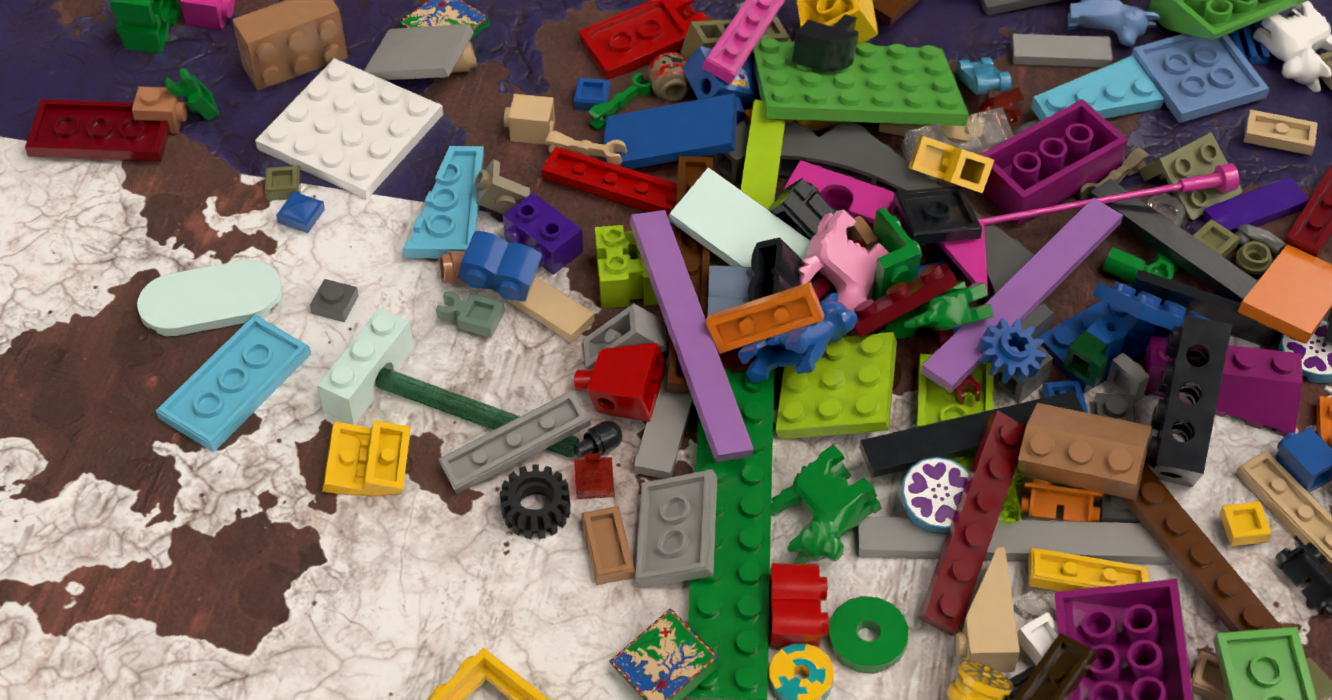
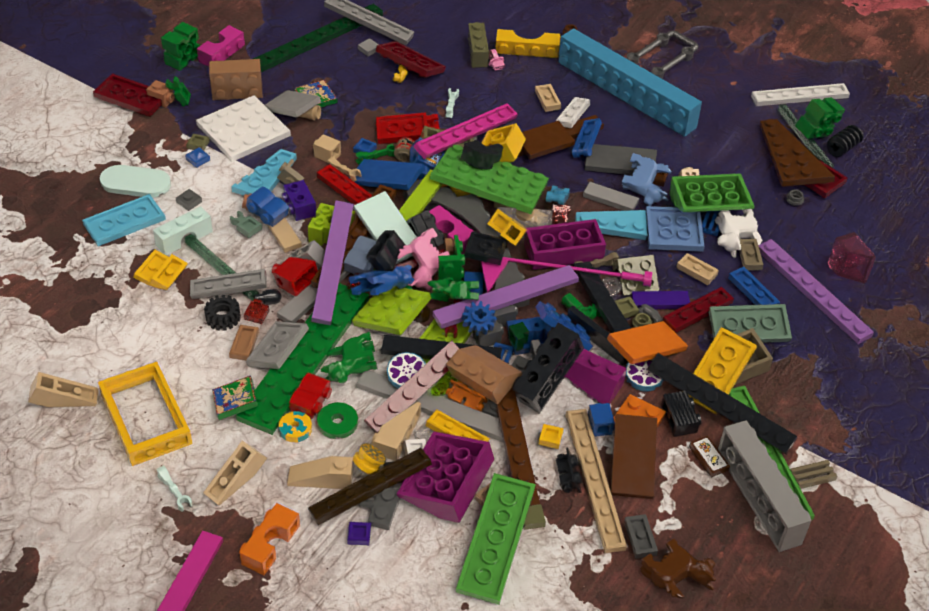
camera: 20 degrees right, 5 degrees down
(765, 318) = (367, 264): orange plate -> none
(903, 298) = (440, 277): dark red plate -> none

